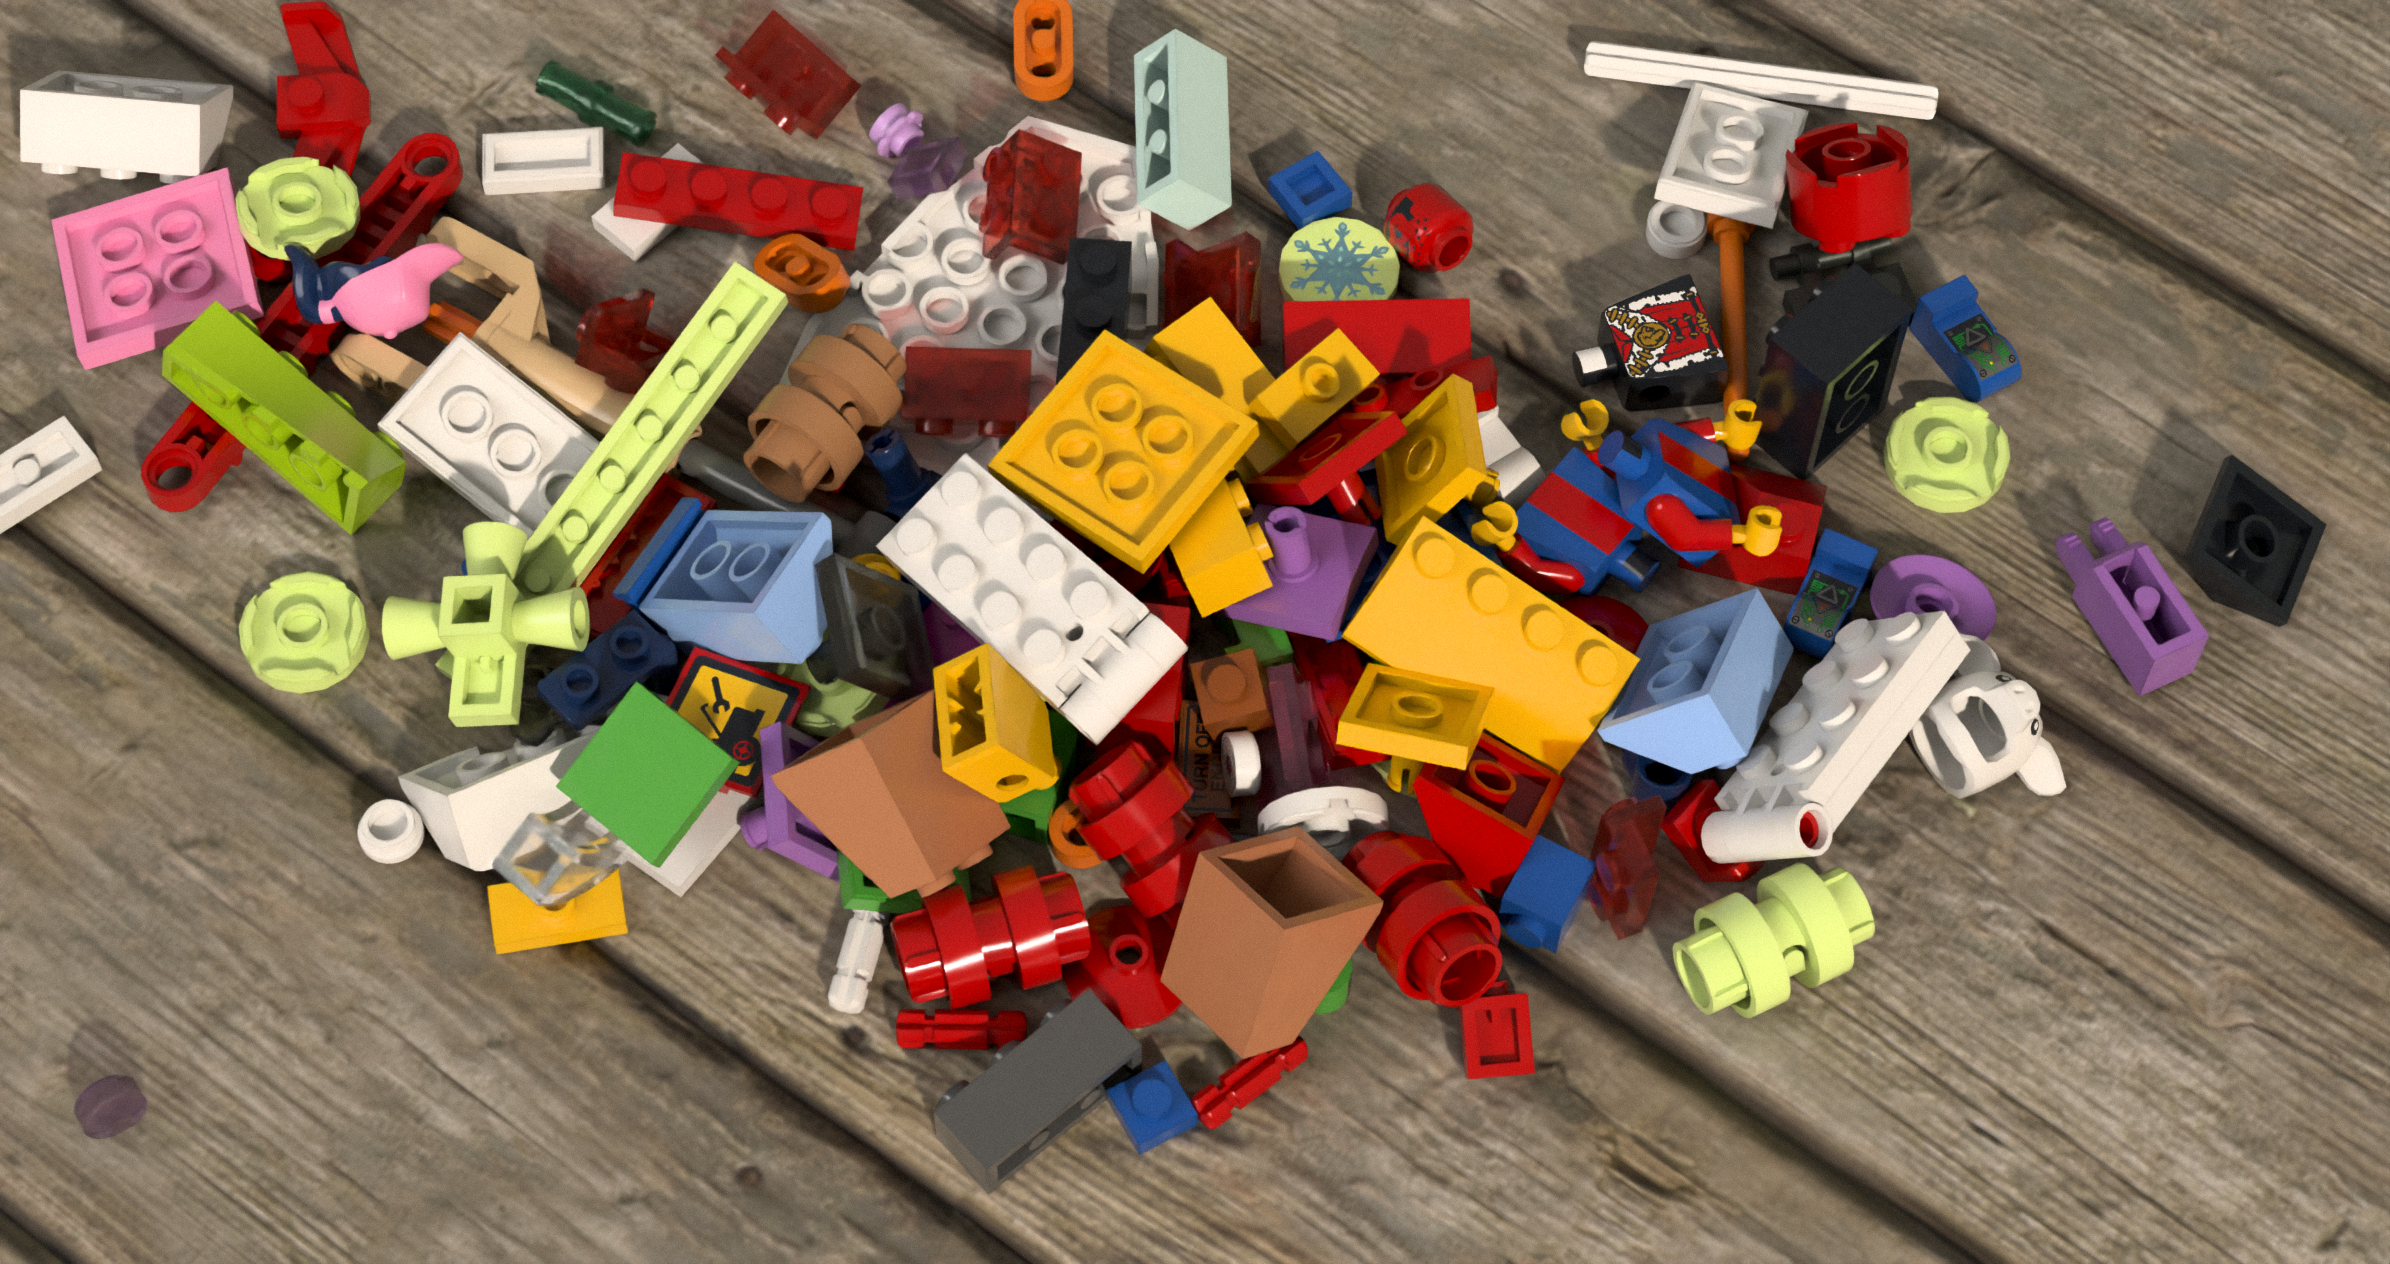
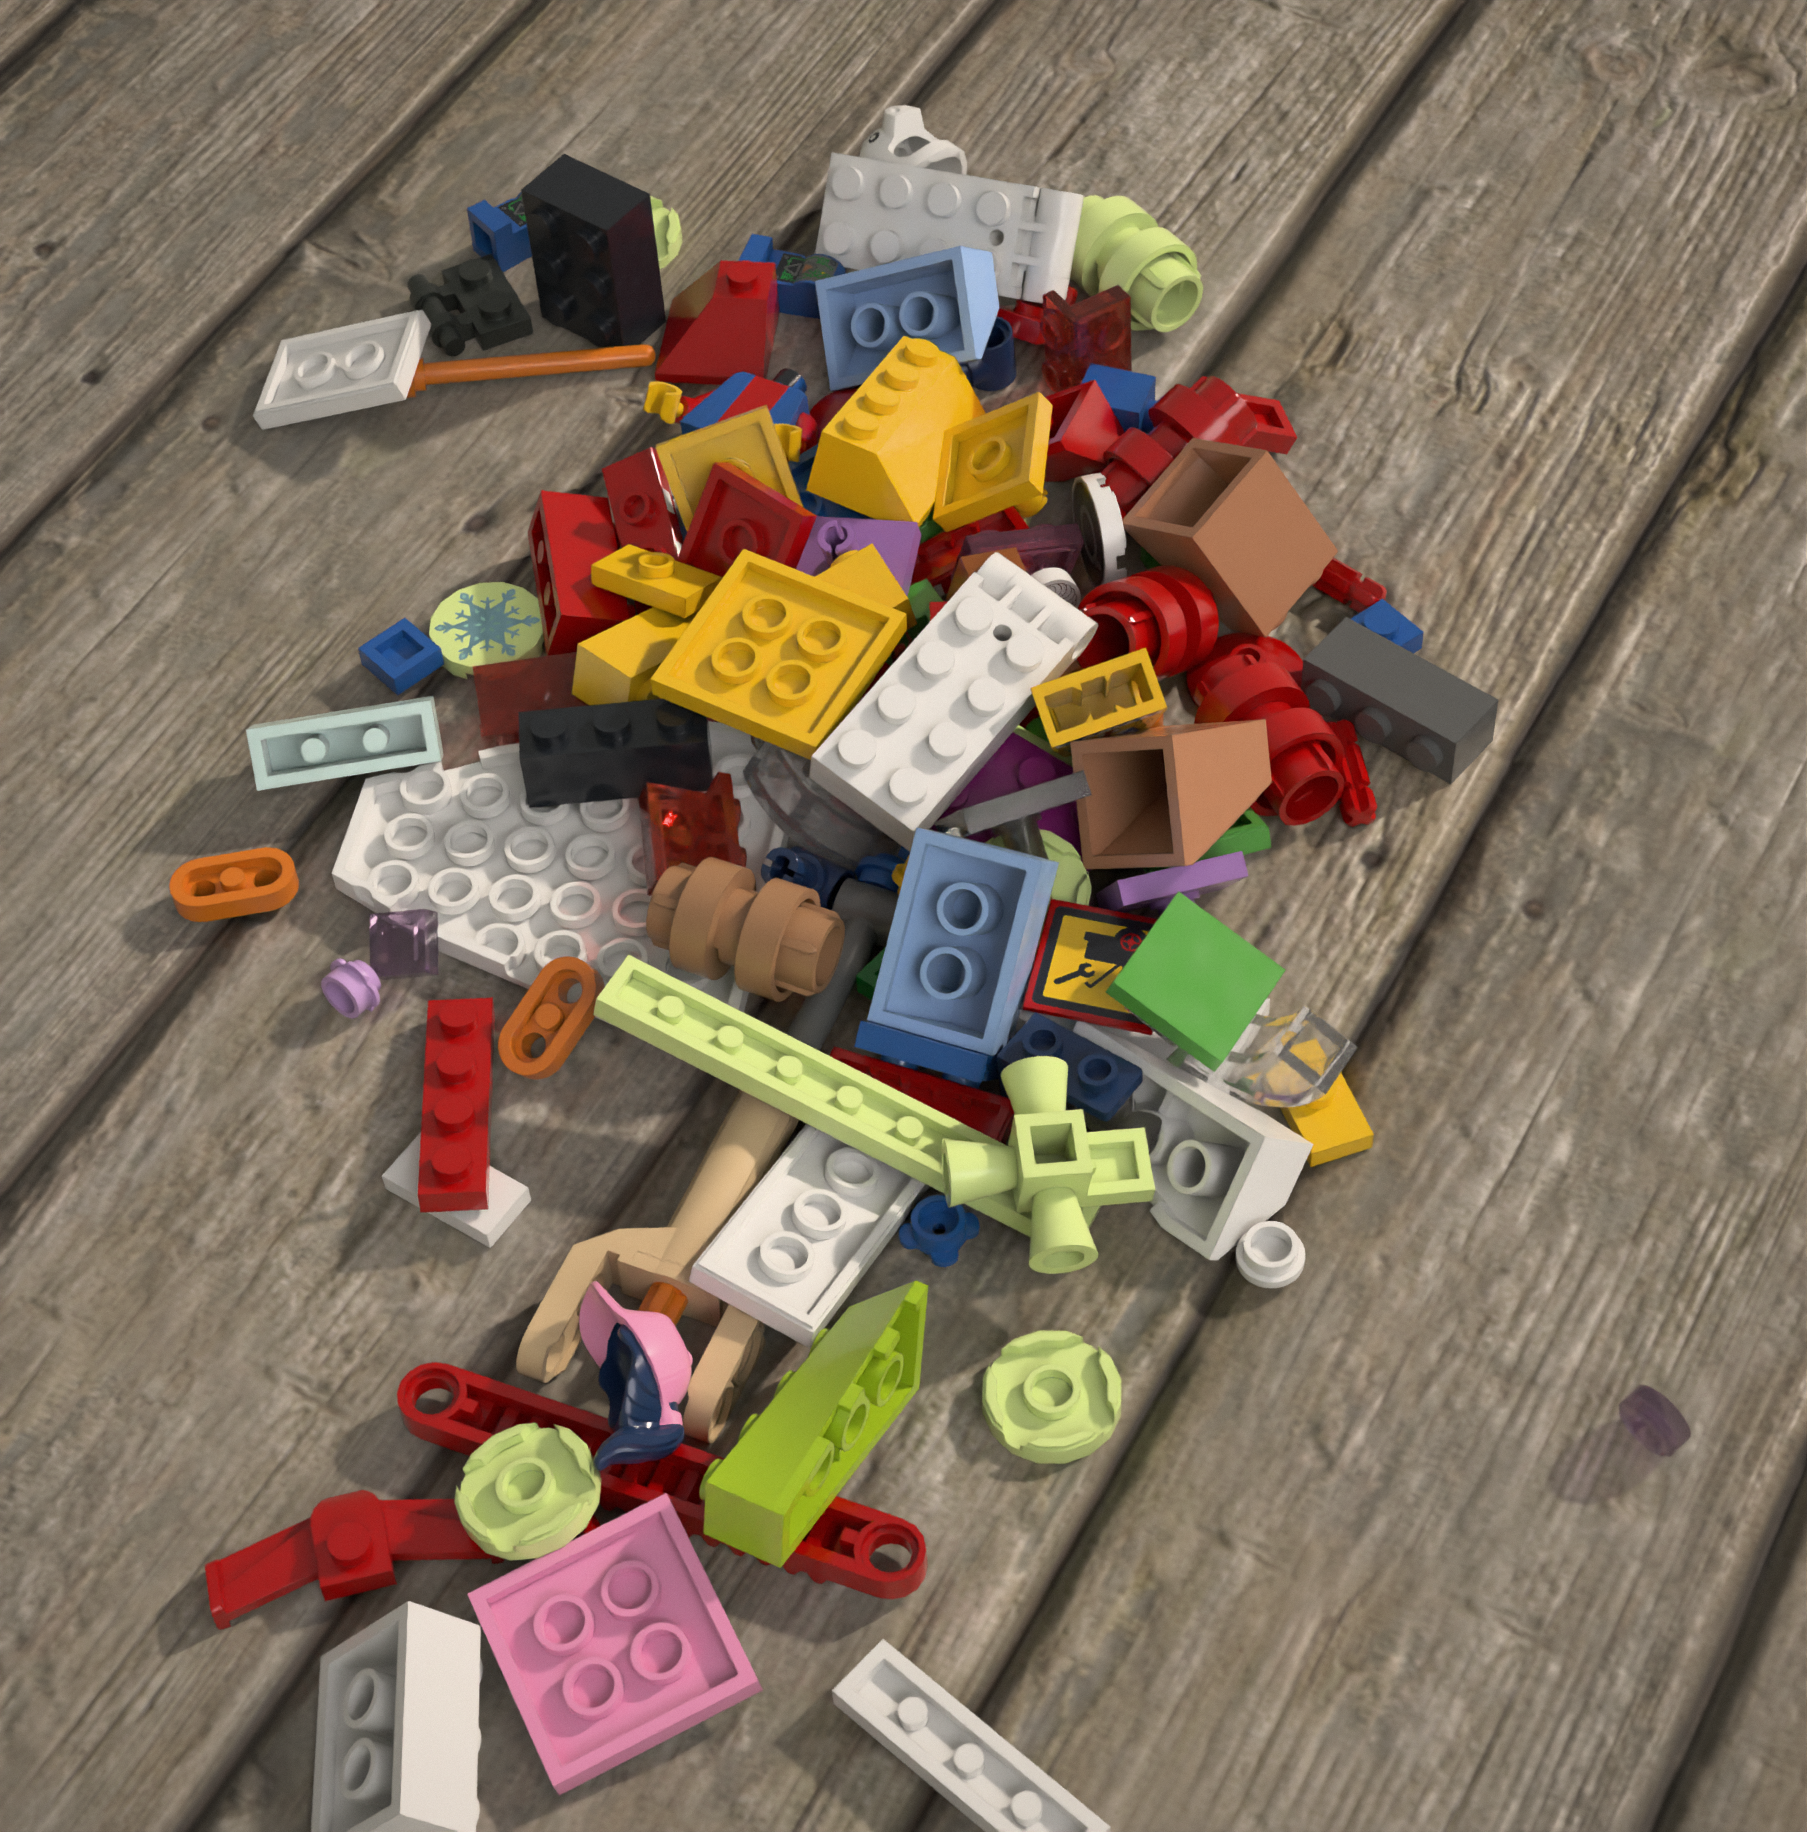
camera: 95 degrees left, 10 degrees down
(543, 161) = (408, 1306): white tile -> none
(595, 103) = (332, 1264): clear green pin -> none
(619, 342) = (670, 1135): clear red bracket -> none
(791, 75) = (286, 1085): clear red bracket -> none
(857, 961) = (1303, 858): white axle -> none
(1031, 197) = (449, 839): clear red bracket -> none
(1429, 228) = (440, 560): red head -> none
(1657, 350) = (552, 400): torso -> none
(1675, 230) = (413, 418): white tile -> none
(1682, 485) = (718, 345): torso -> none
(1762, 80) = (245, 380): white axle -> none
(1849, 185) = (379, 272): red brick -> none
(1934, 585) = (786, 213): medium lavender dish -> none
(2133, 607) = (772, 103): medium lavender hinge -> none
(2253, 544) = (693, 61): black slope -> none

